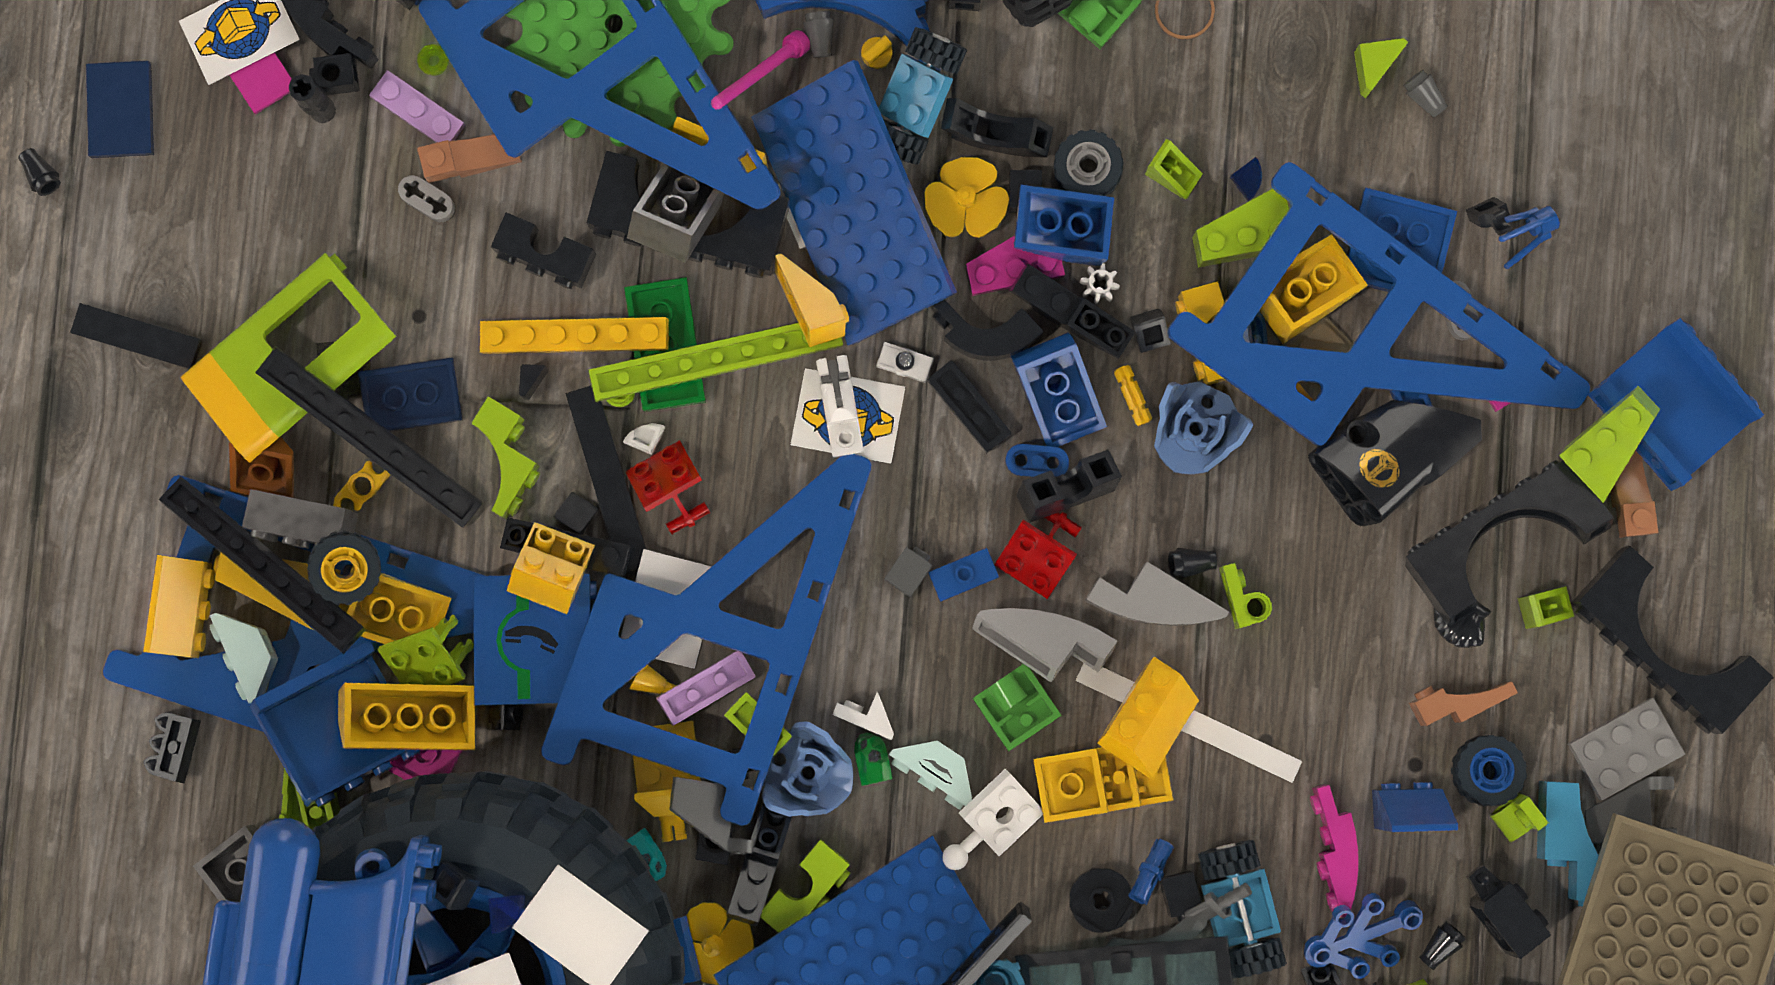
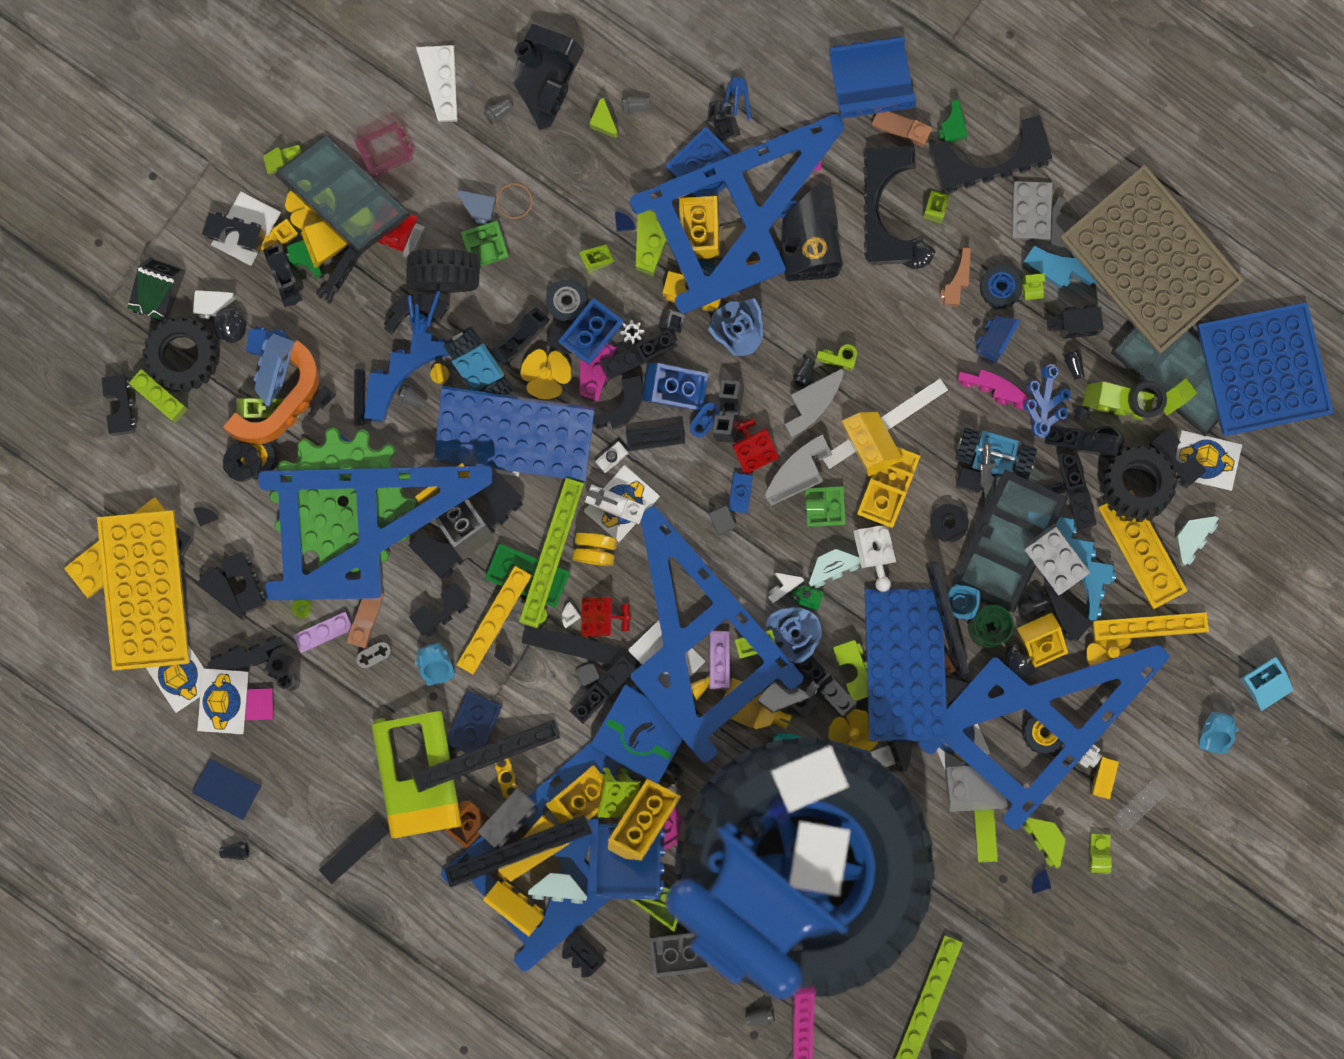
camera: 55 degrees left, 0 degrees up
(349, 587) = (537, 811): black wheel -> none
(461, 289) = (434, 664): none -> dark azure helmet
(517, 470) = (518, 686): lime arch -> none
(550, 568) = (611, 701): yellow slope -> none
(756, 415) = (595, 546): none -> yellow wheel
(793, 46) = (410, 414): dark pink piece -> none
(812, 303) = (553, 486): yellow slope -> none
(1133, 395) = (700, 350): yellow axle -> none
(1151, 871) = (950, 488): blue pin -> none
(1472, 243) = (727, 128): none -> black slope
(1610, 442) = (872, 124): lime wedge -> none
(1677, 565) = (954, 128): none -> green arch

